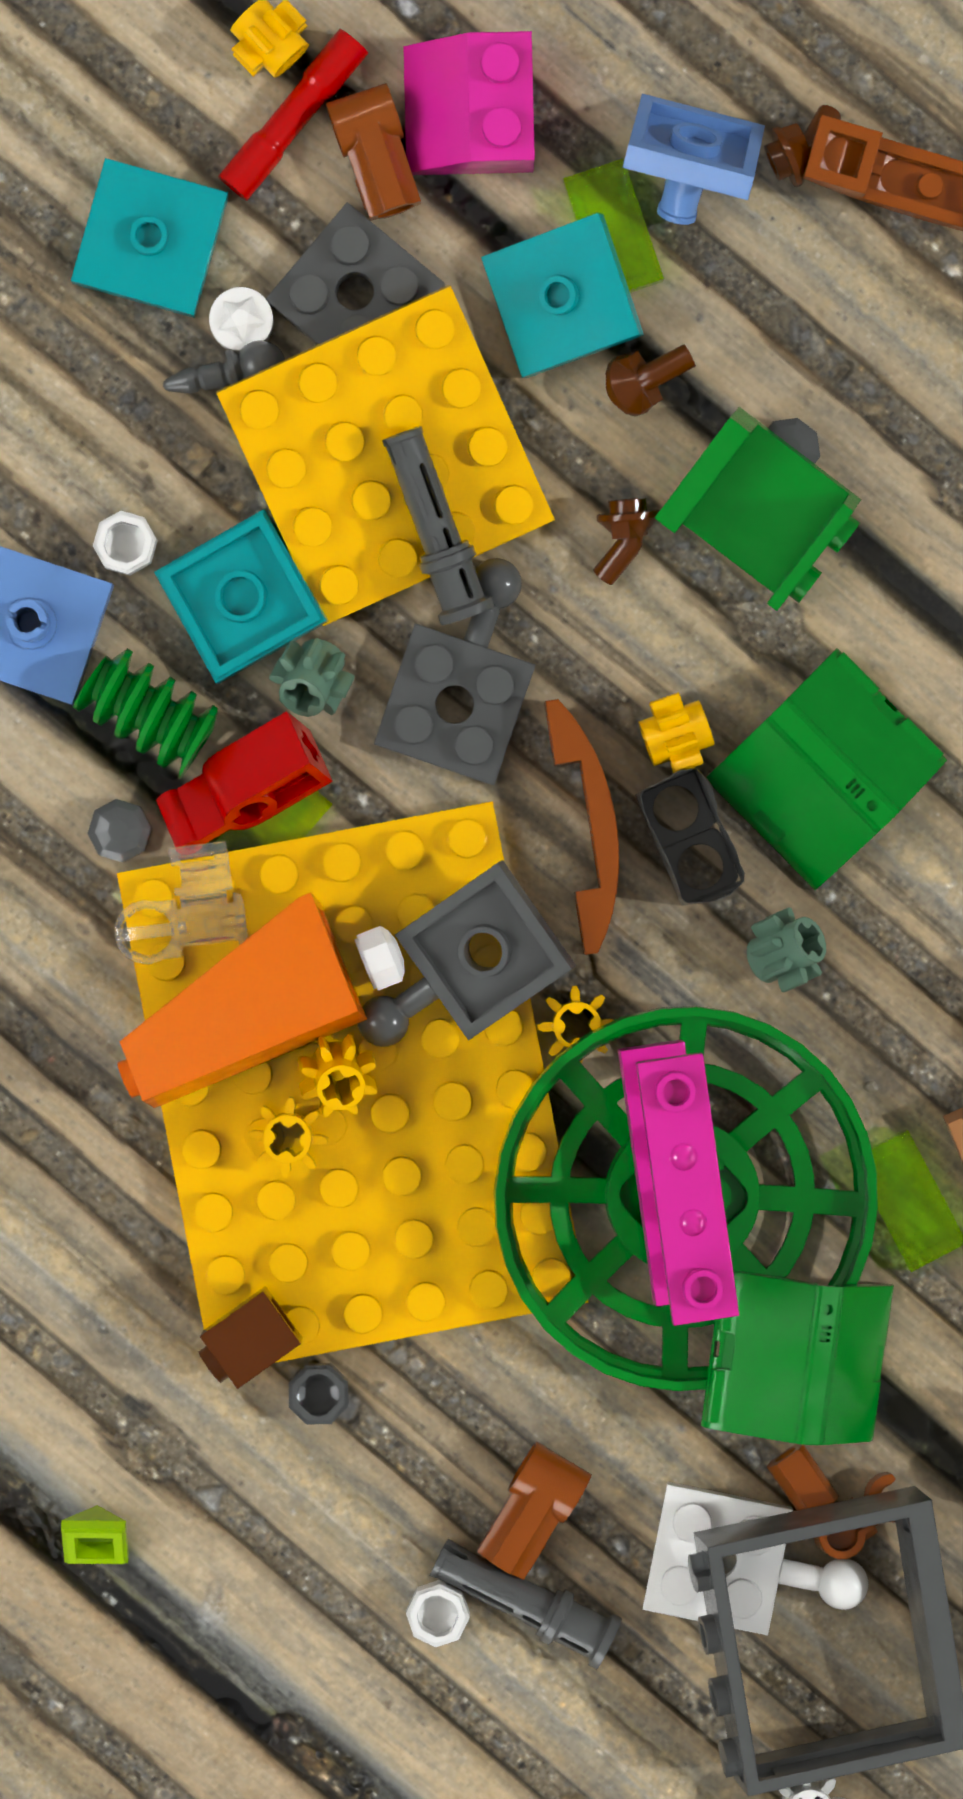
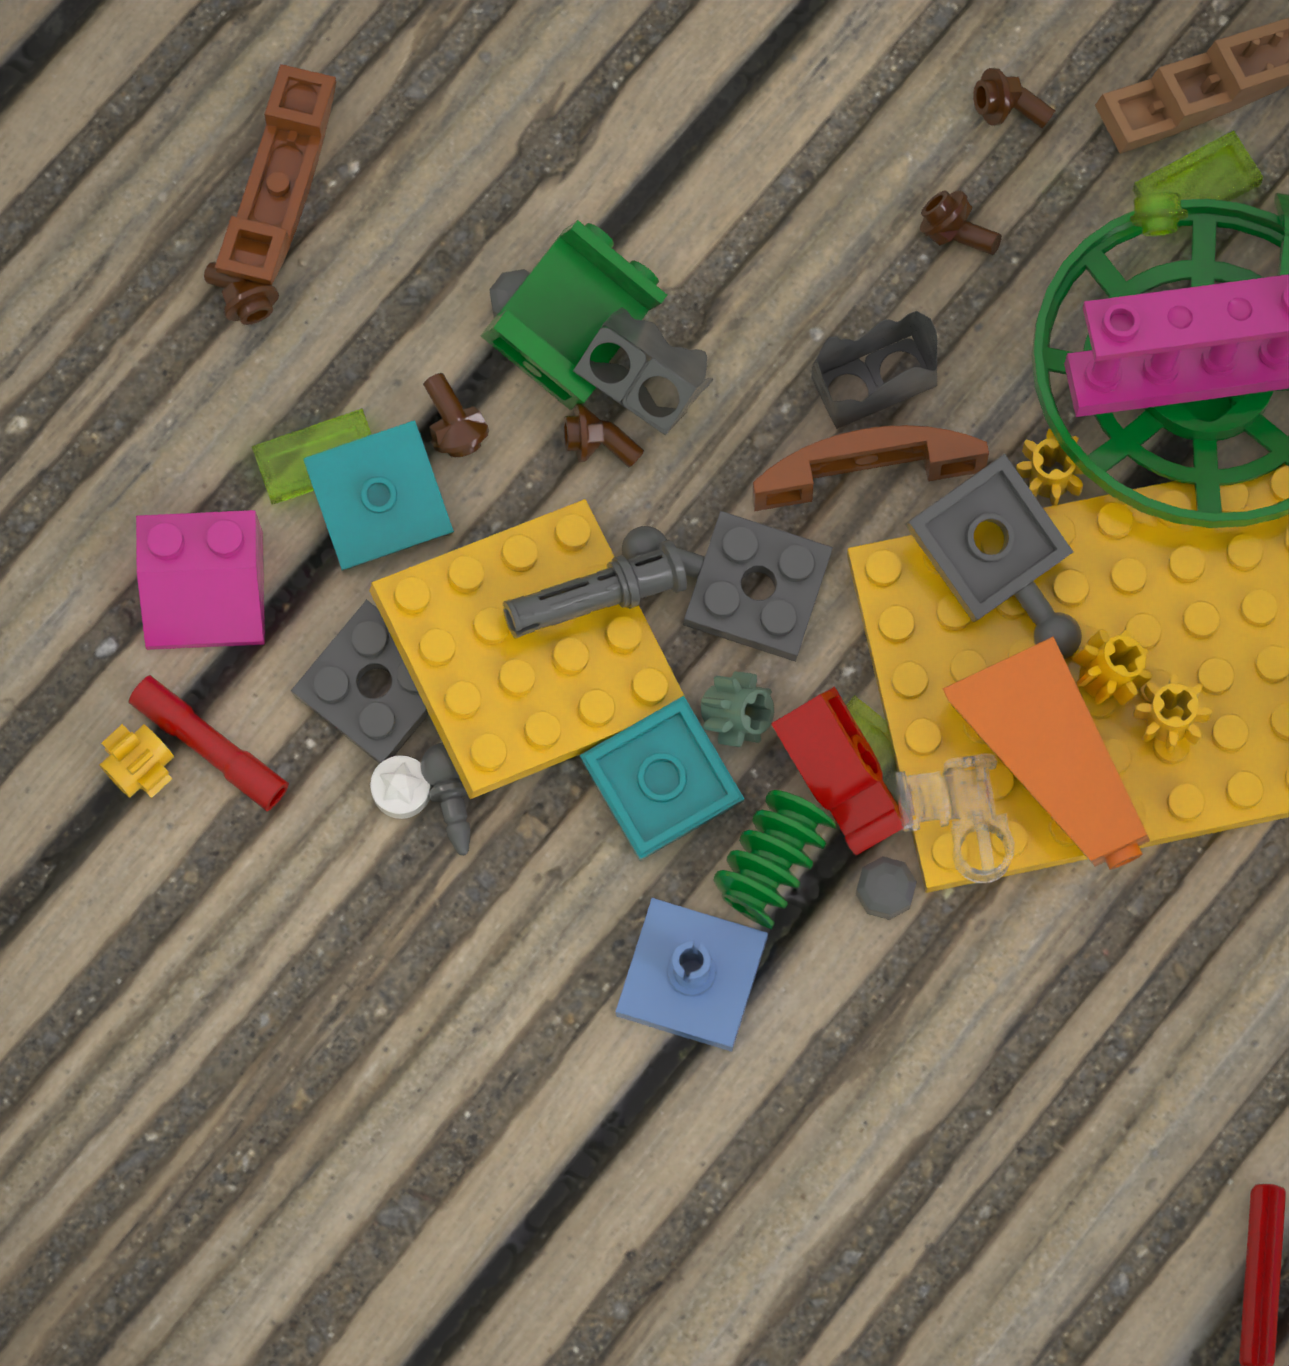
camera: 90 degrees left, 15 degrees down
(125, 543) = (613, 887): white tile -> none
(149, 237) = (323, 872): teal plate -> none
(370, 137) = (227, 670): dark orange piece -> none
(381, 957) = (999, 634): white tile -> none
(676, 732) = (780, 385): yellow gear -> none
(684, 559) = (679, 365): none -> dark grey piece
(693, 153) = (247, 378): medium blue tile -> none
(786, 949) = (975, 285): sand green gear -> none
(827, 769) = (812, 255): green piece -> none
(851, 1150) = (1158, 213): none -> clear neon green plate
(870, 922) = (946, 220): none -> reddish brown plate

